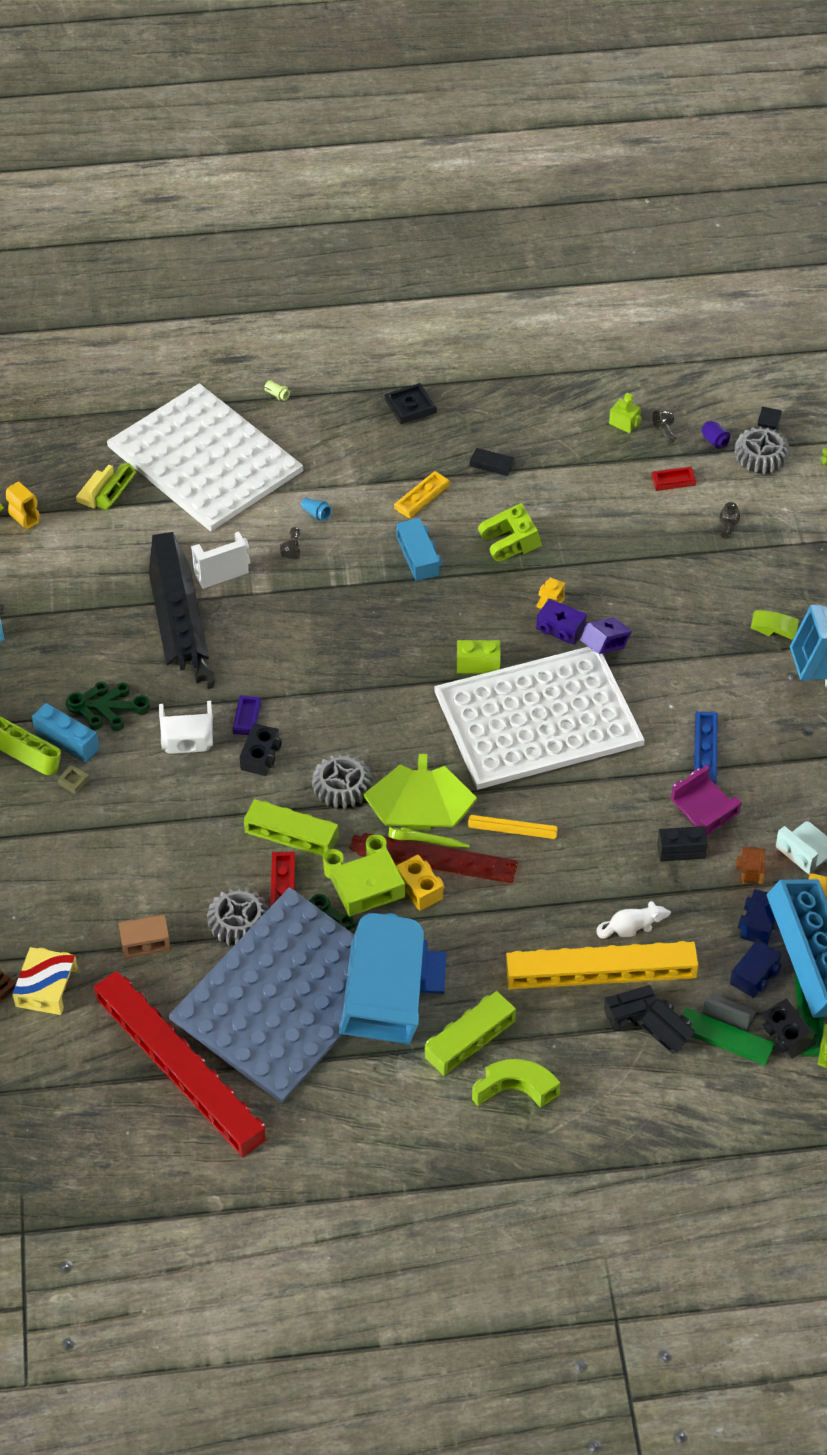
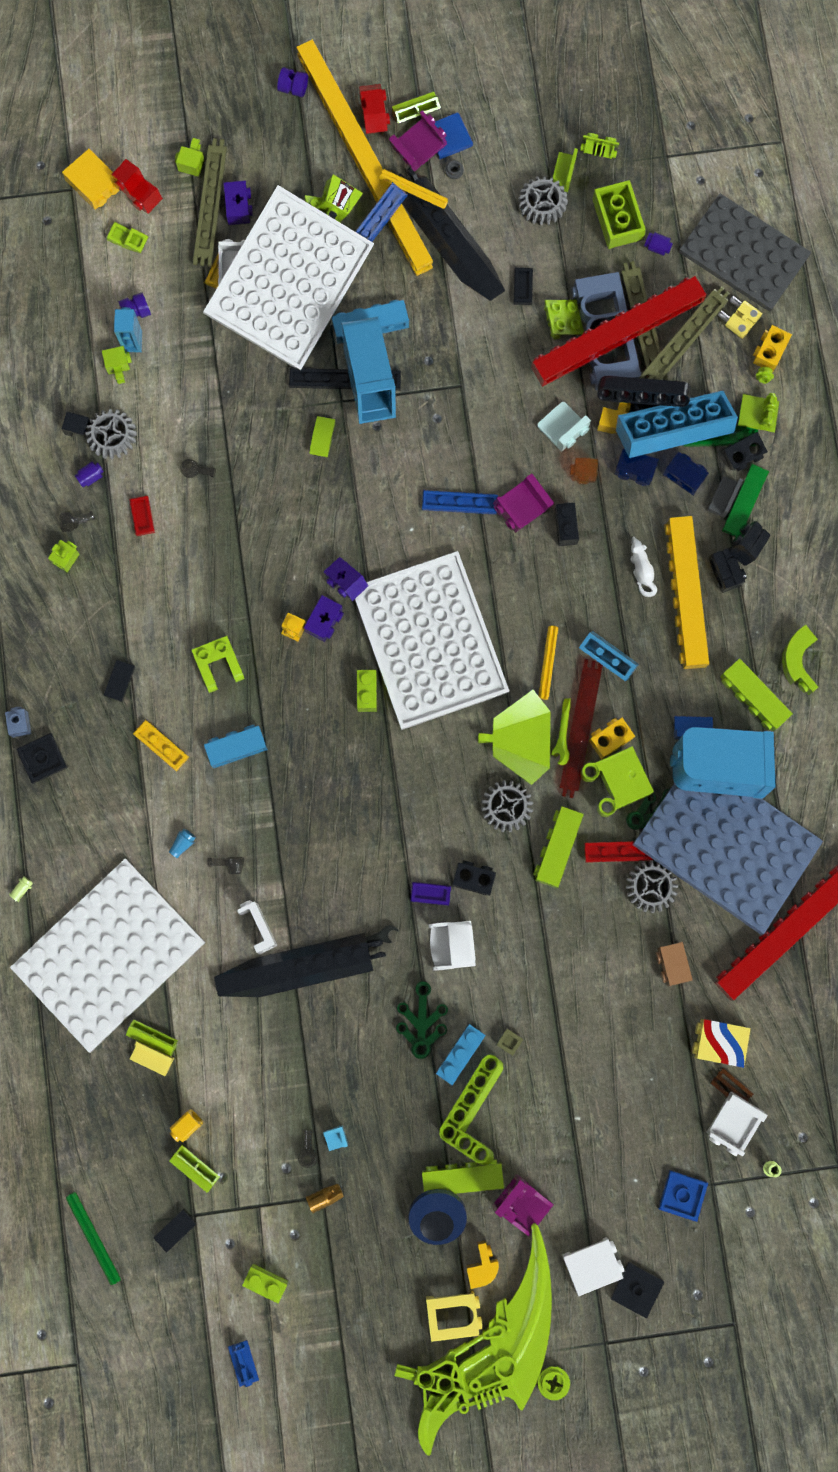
camera: 95 degrees left, 30 degrees up
(448, 384) = (18, 722): none -> sand blue brick
(518, 878) = (608, 656): none -> dark azure brick

